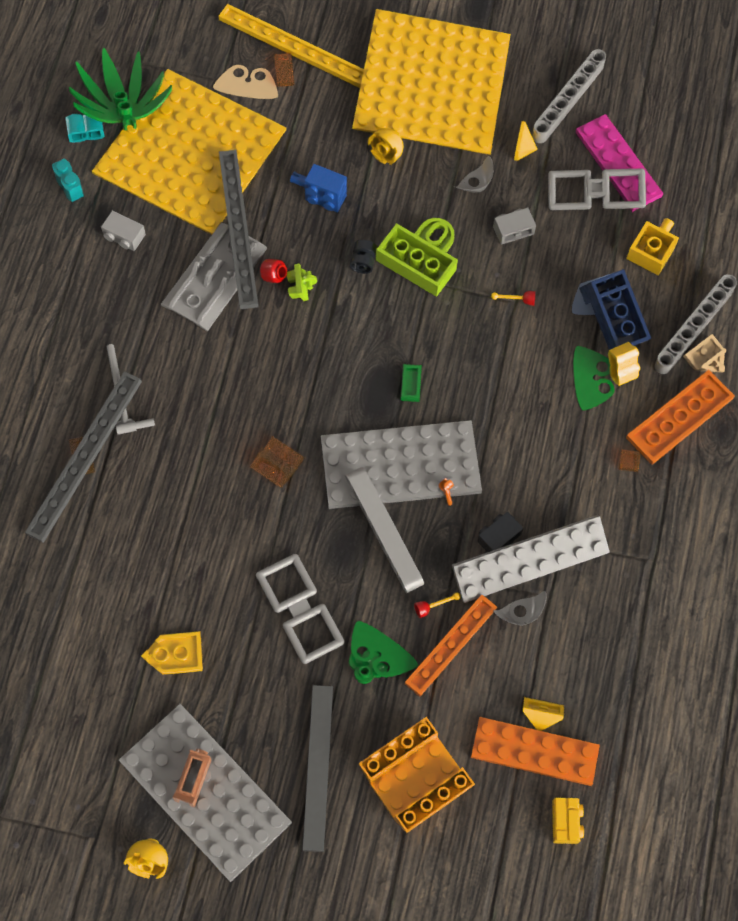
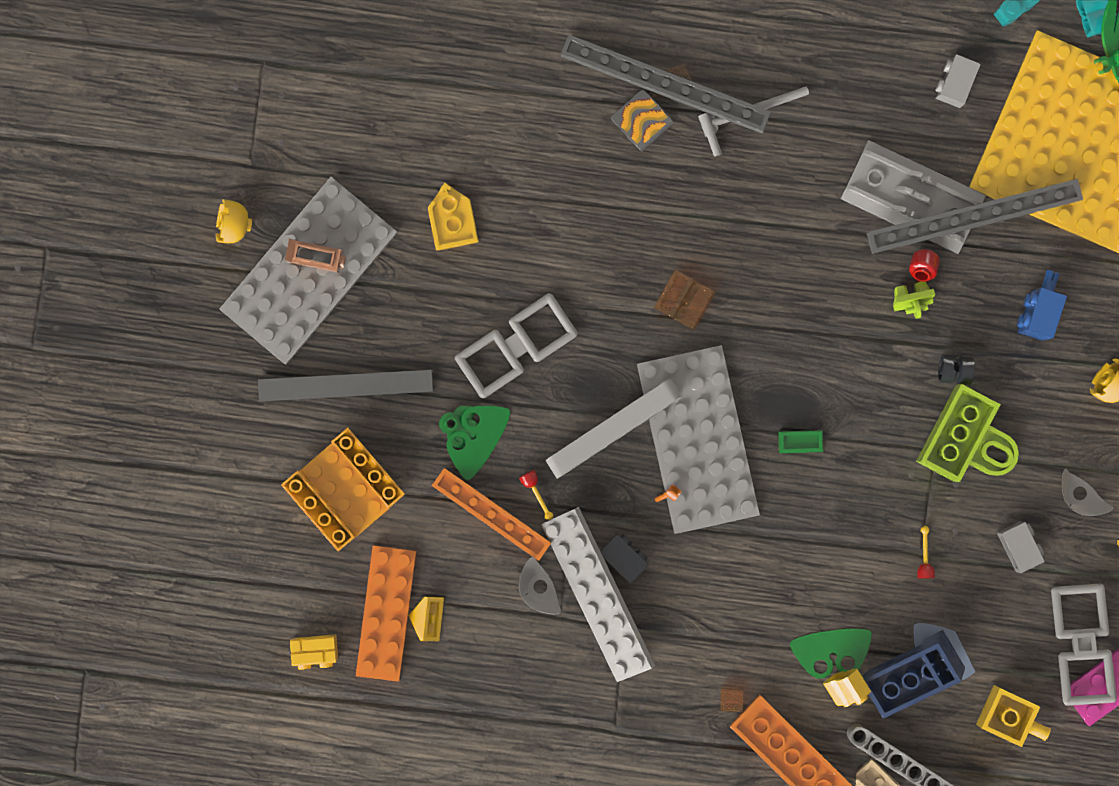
camera: 85 degrees right, 20 degrees up
(112, 480) = (642, 120): none -> slope

